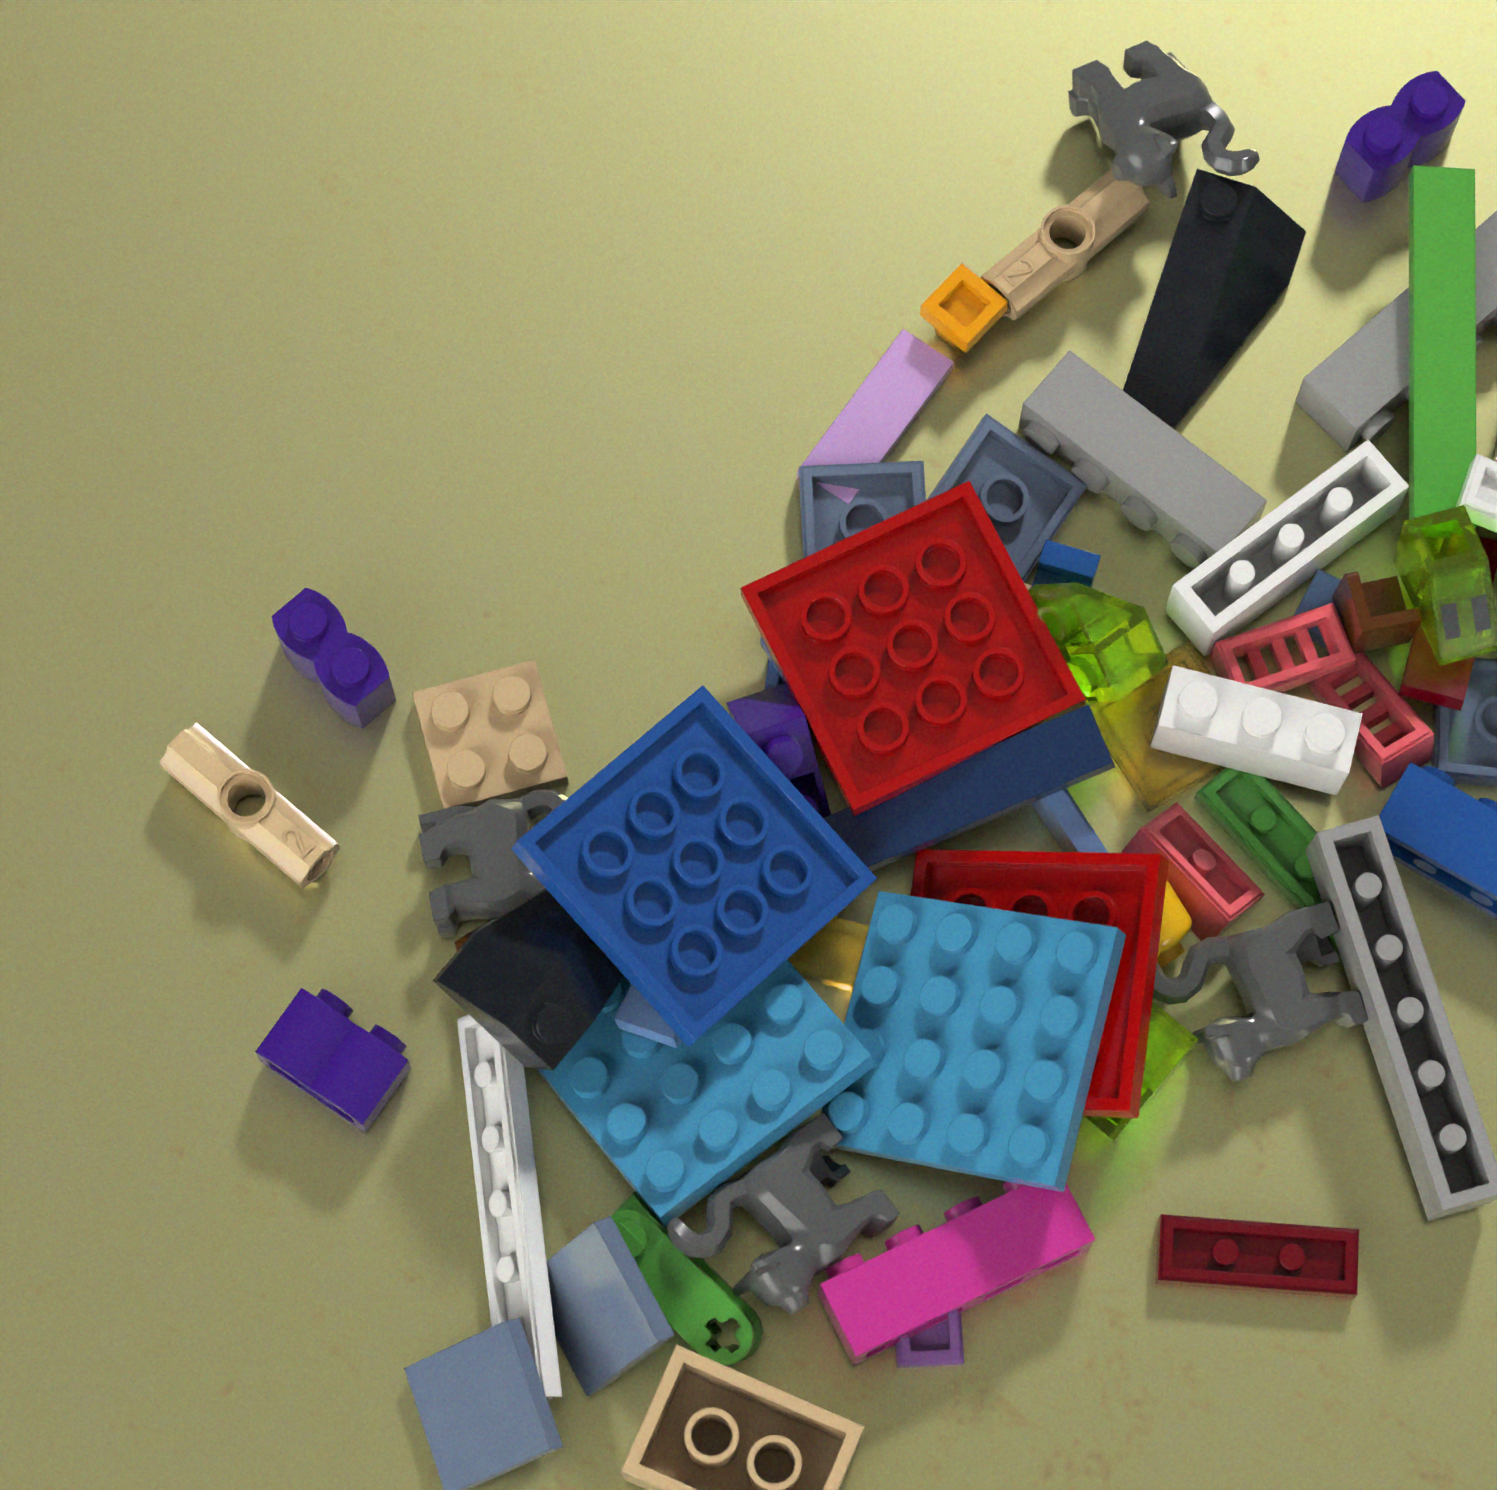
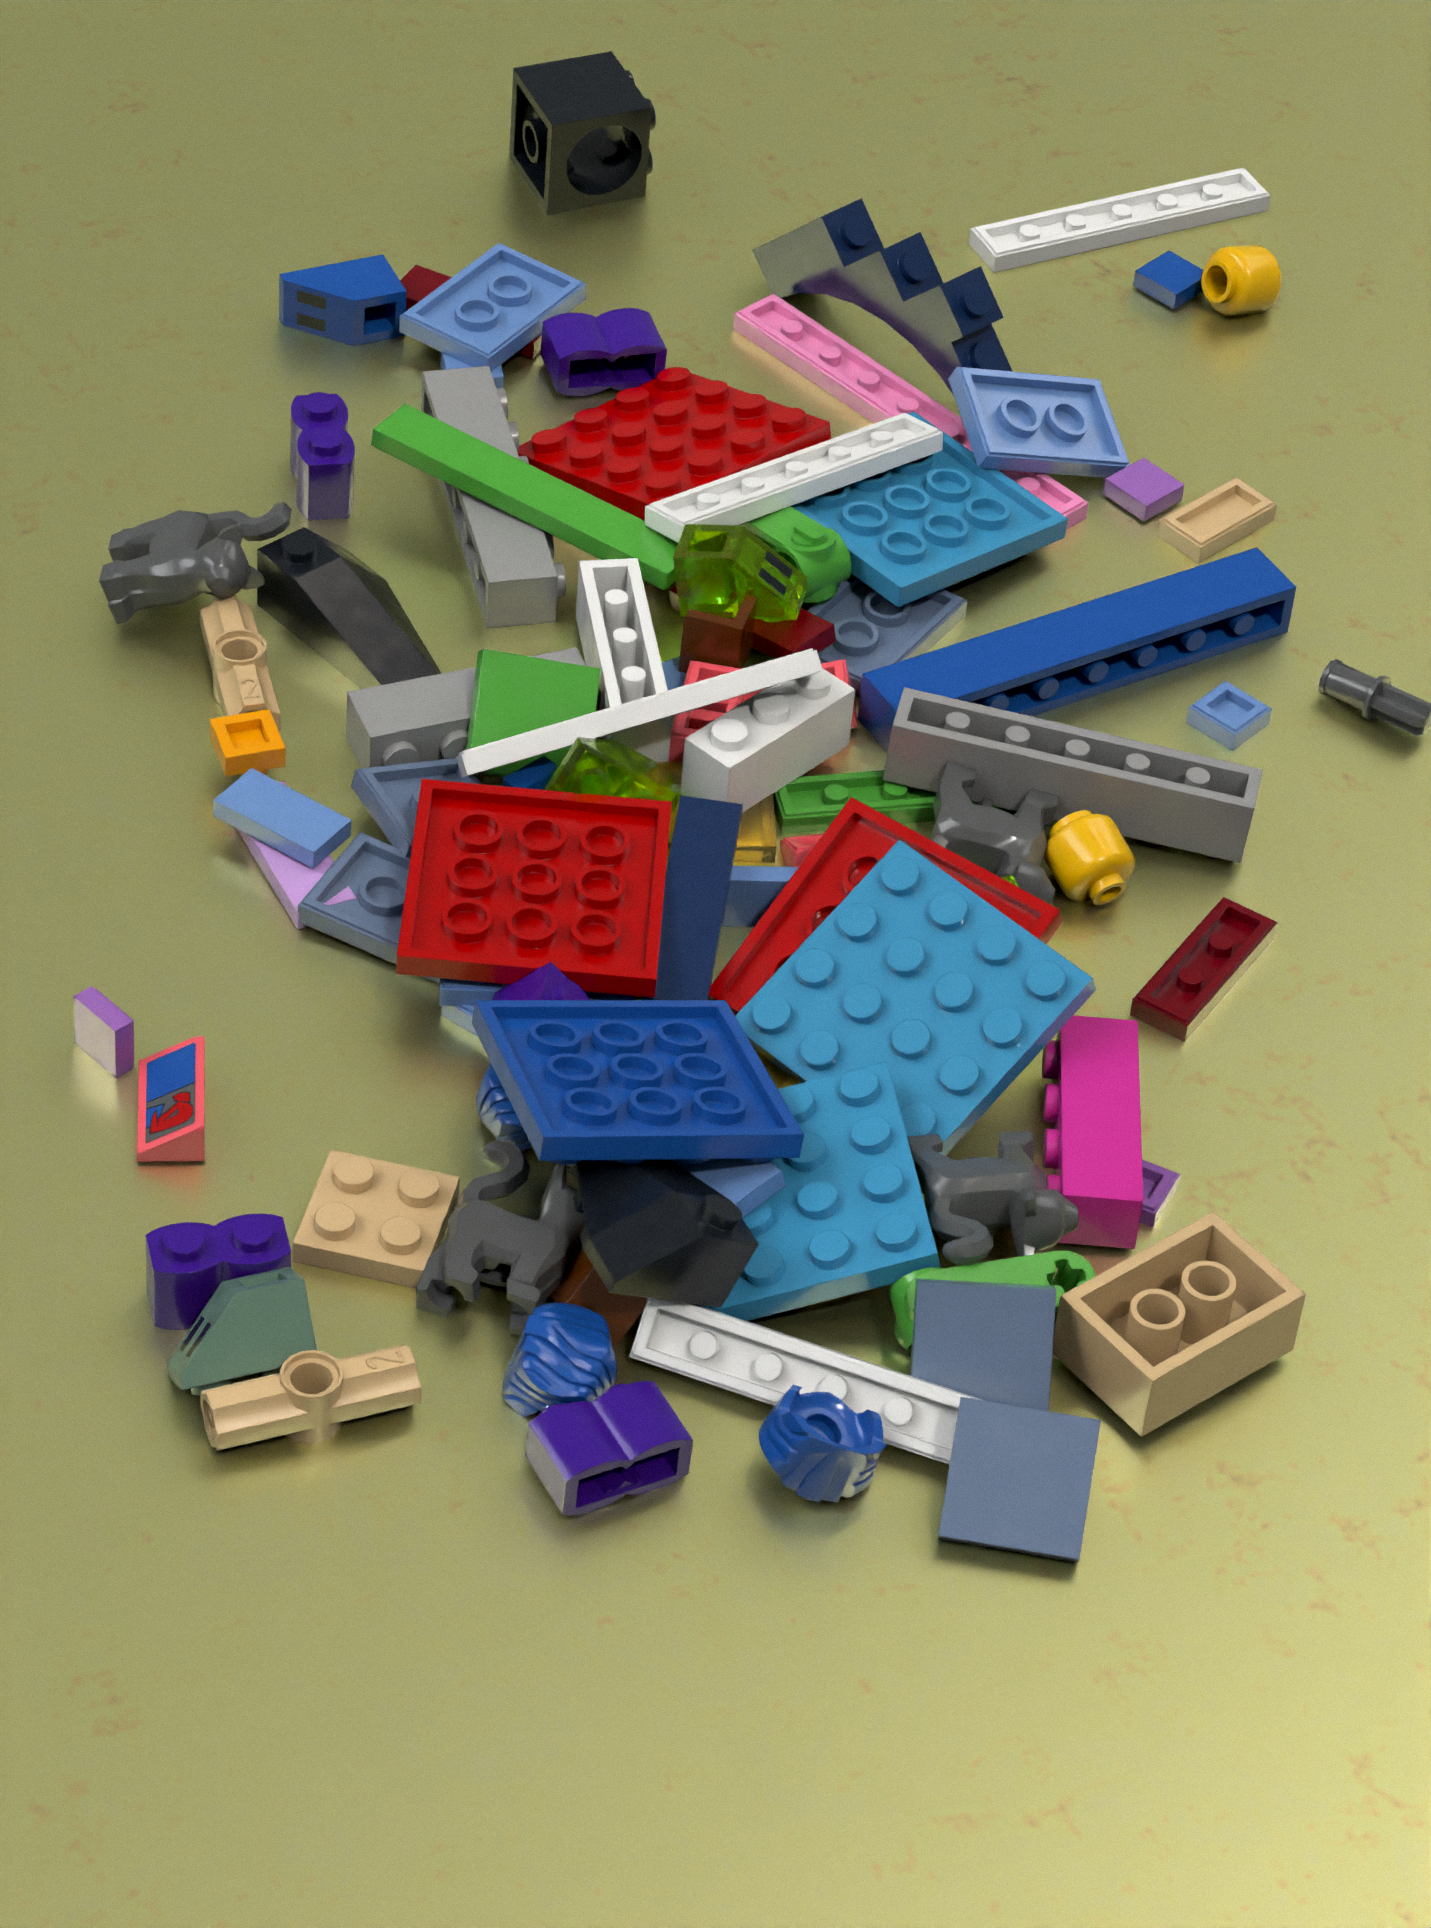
camera: 65 degrees left, 30 degrees down
(276, 721) = (245, 1331): none -> sand green slope
(395, 973) = (560, 1359): none -> blue hair
(436, 1224) = (821, 1445): none -> blue hair
(516, 510) = (172, 1103): none -> slope
(550, 411) = (104, 1031): none -> medium lavender tile
(892, 391) = (282, 818): none -> medium blue tile
(1141, 519) = (526, 694): none -> bright green tile
(1173, 613) = (639, 712): none -> white tile
(1318, 1086) = (1089, 857): none -> yellow head

